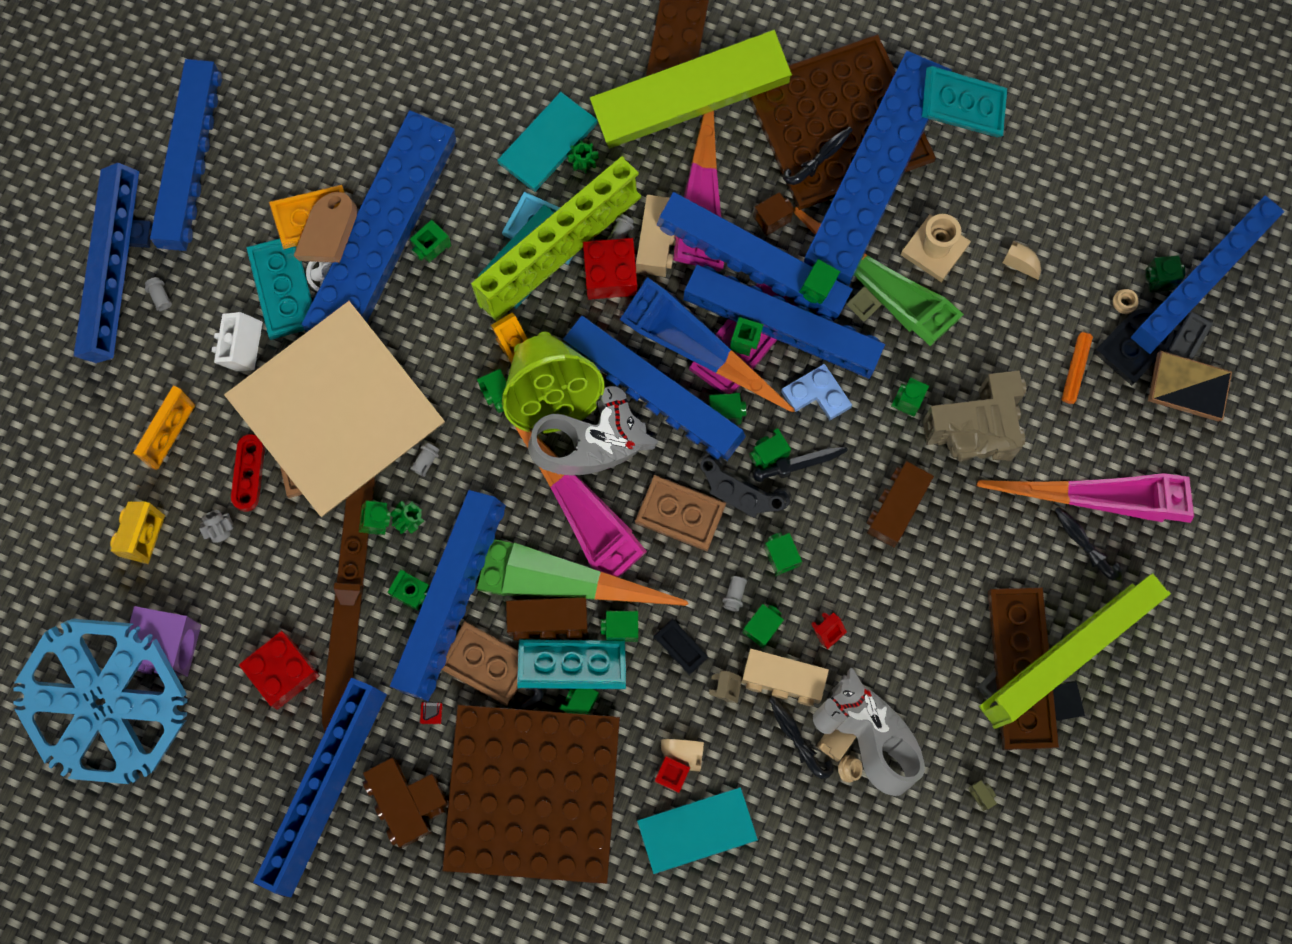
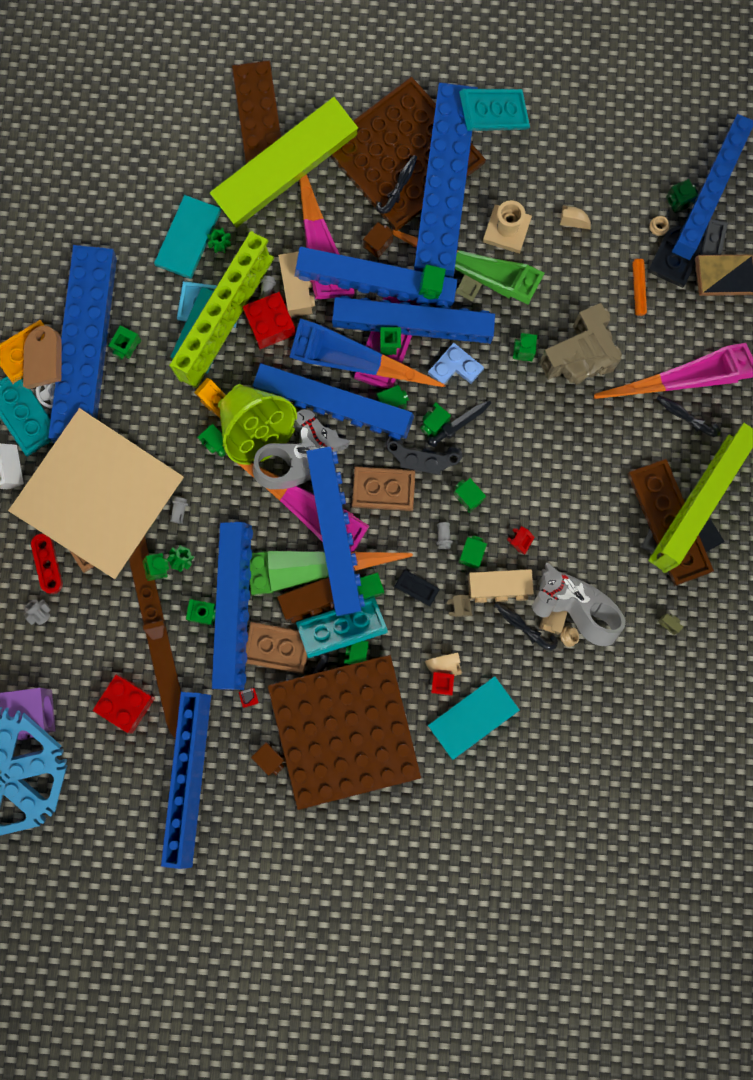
camera: 20 degrees left, 5 degrees up
(395, 803) = (245, 772): reddish brown brick -> none
(601, 543) = (334, 531): none -> blue brick
(899, 503) = (542, 430): reddish brown brick -> none

